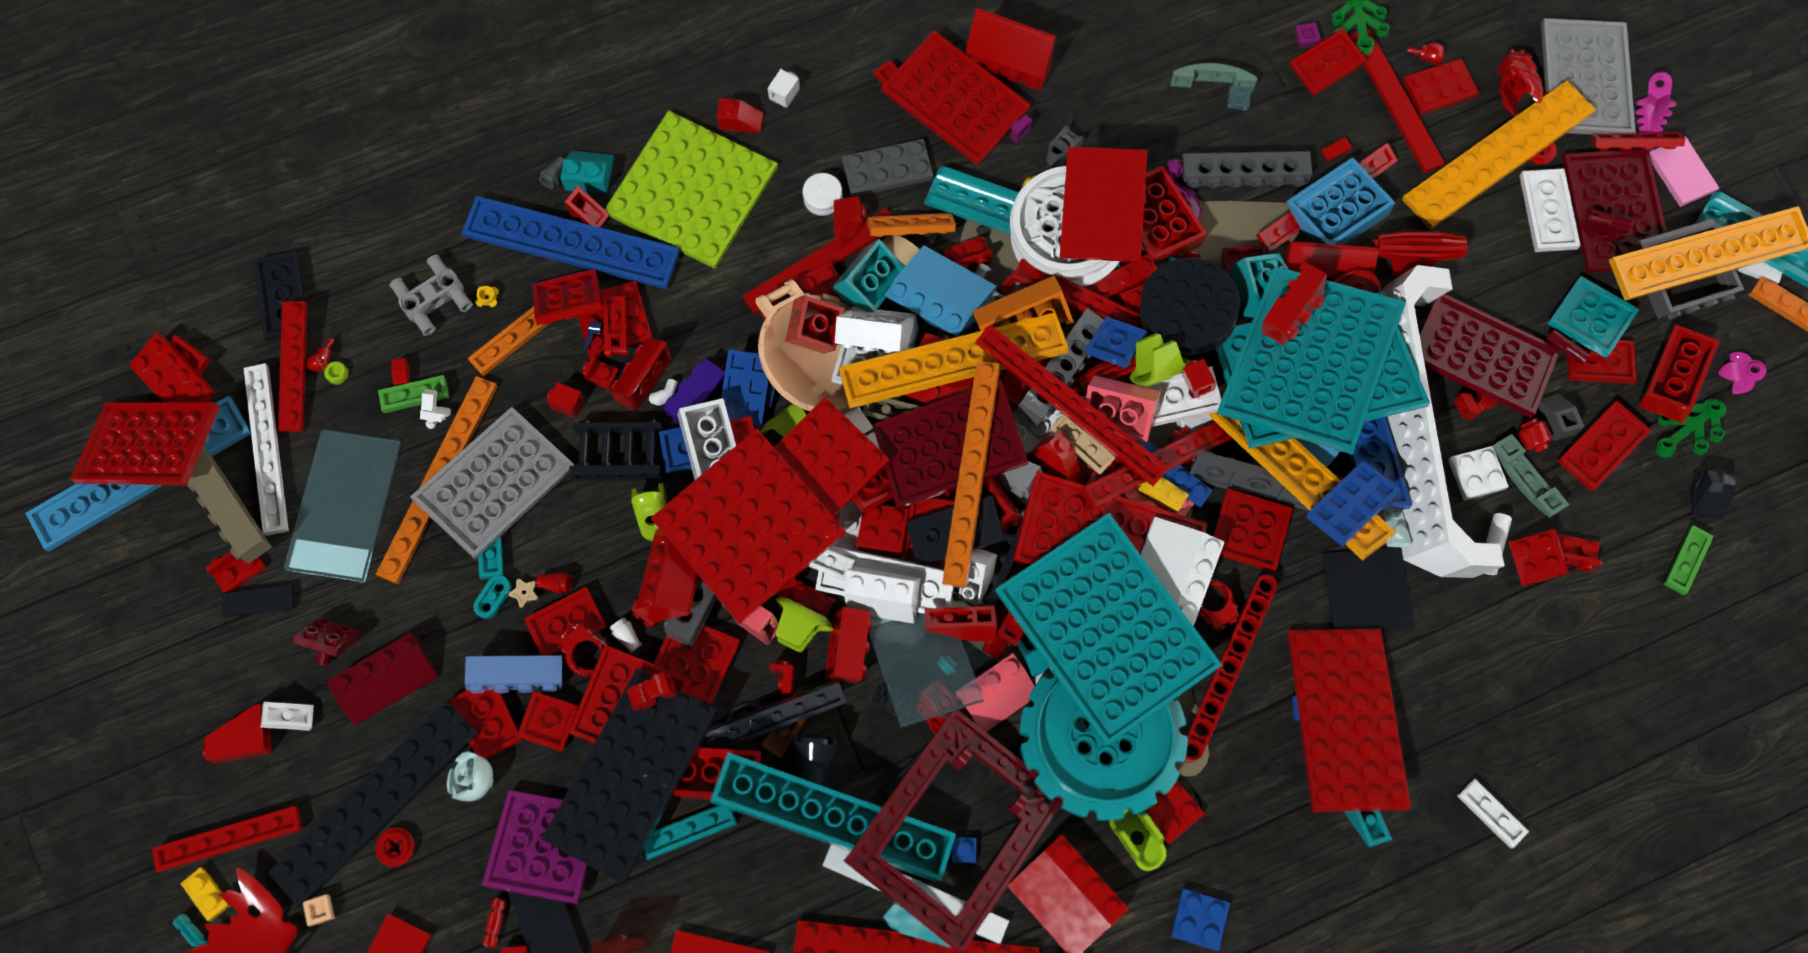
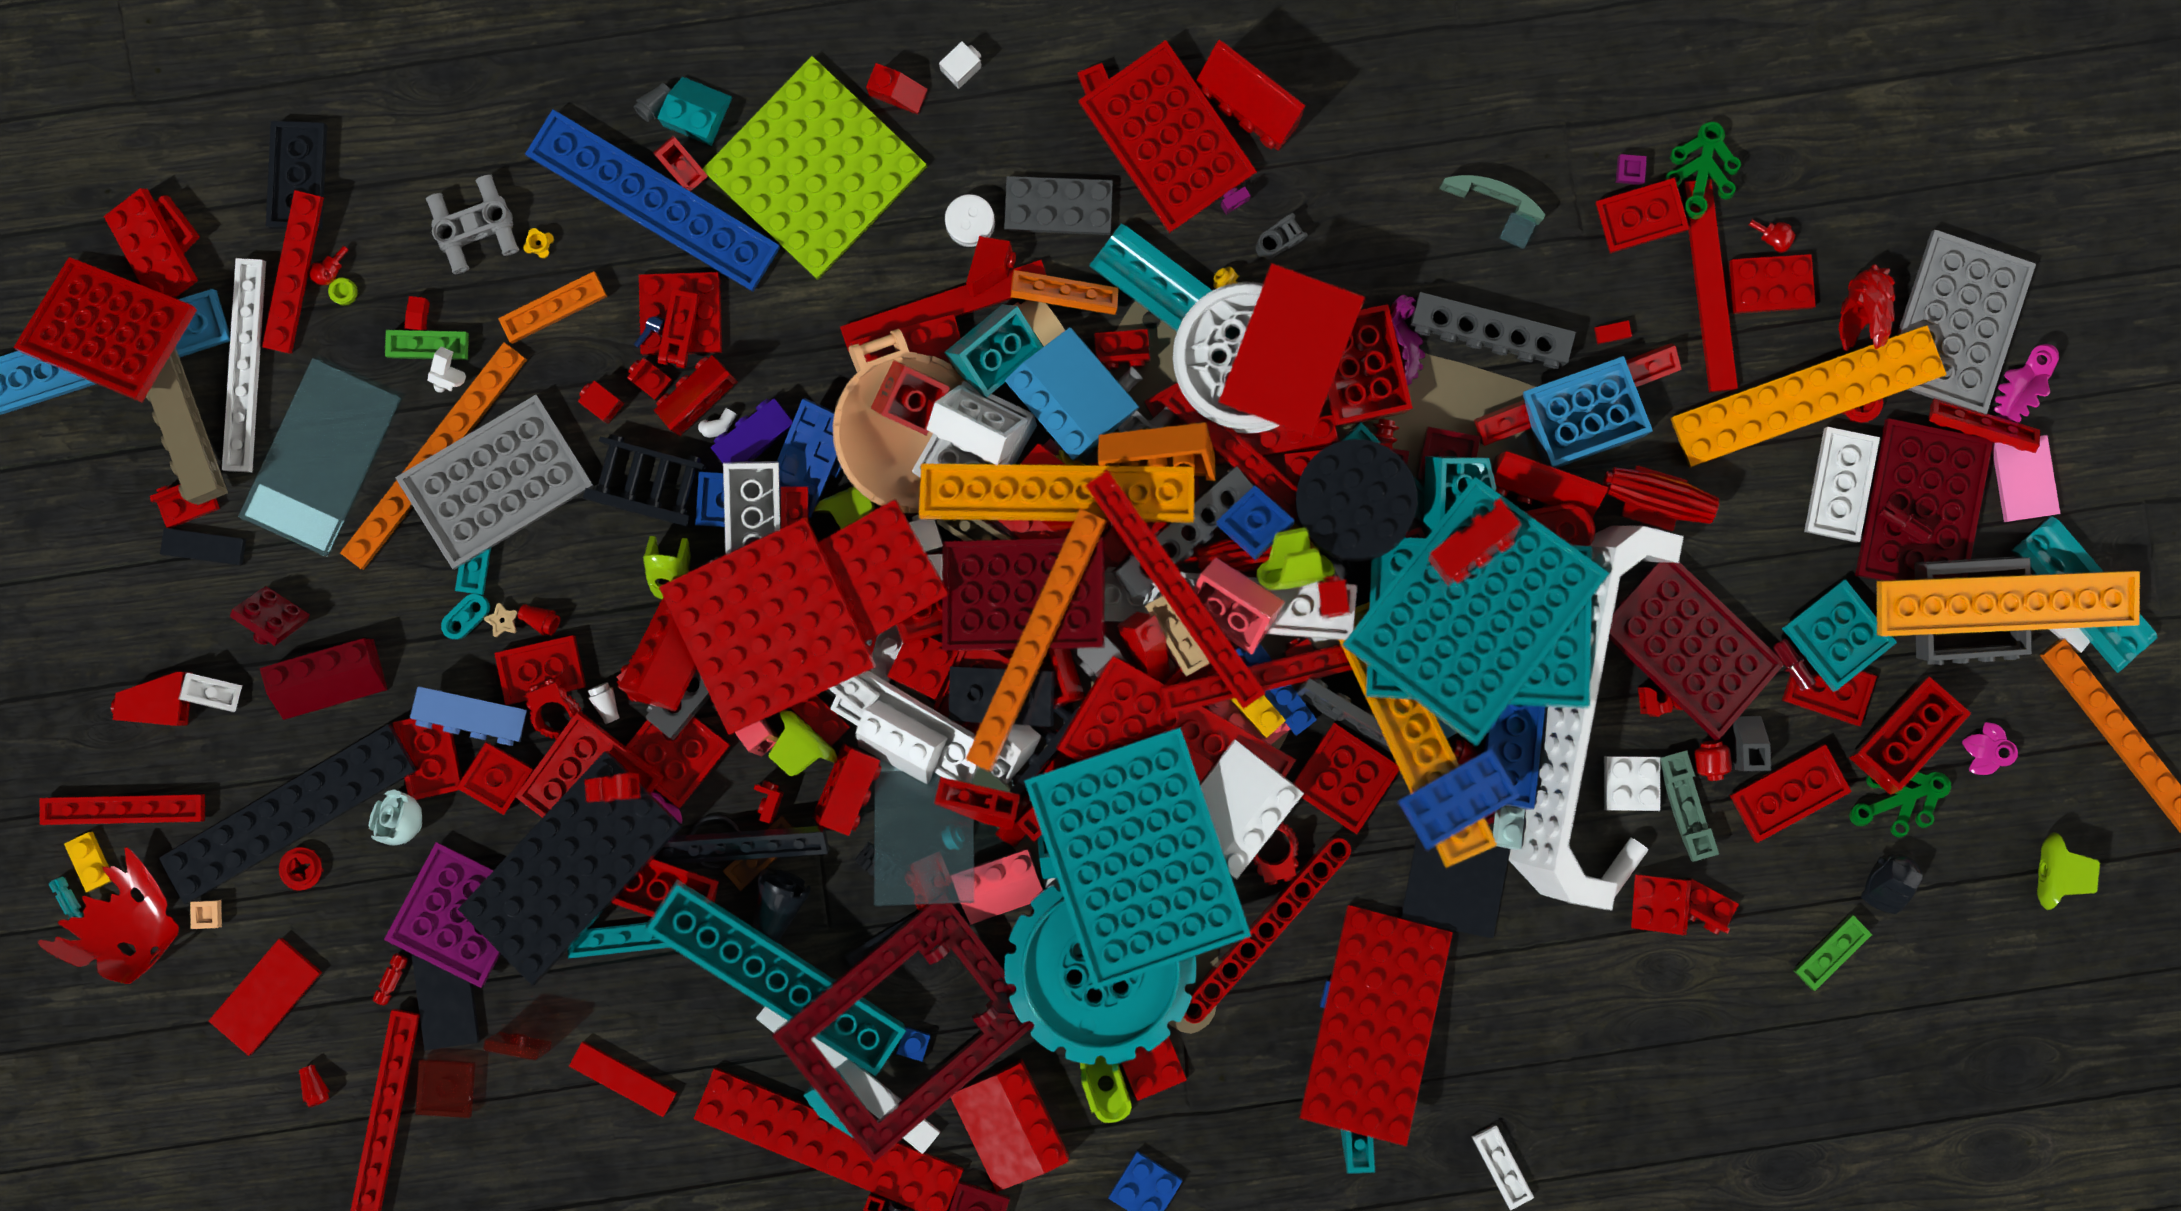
camera: 15 degrees right, 15 degrees up
(566, 297) = (629, 275): red plate -> none

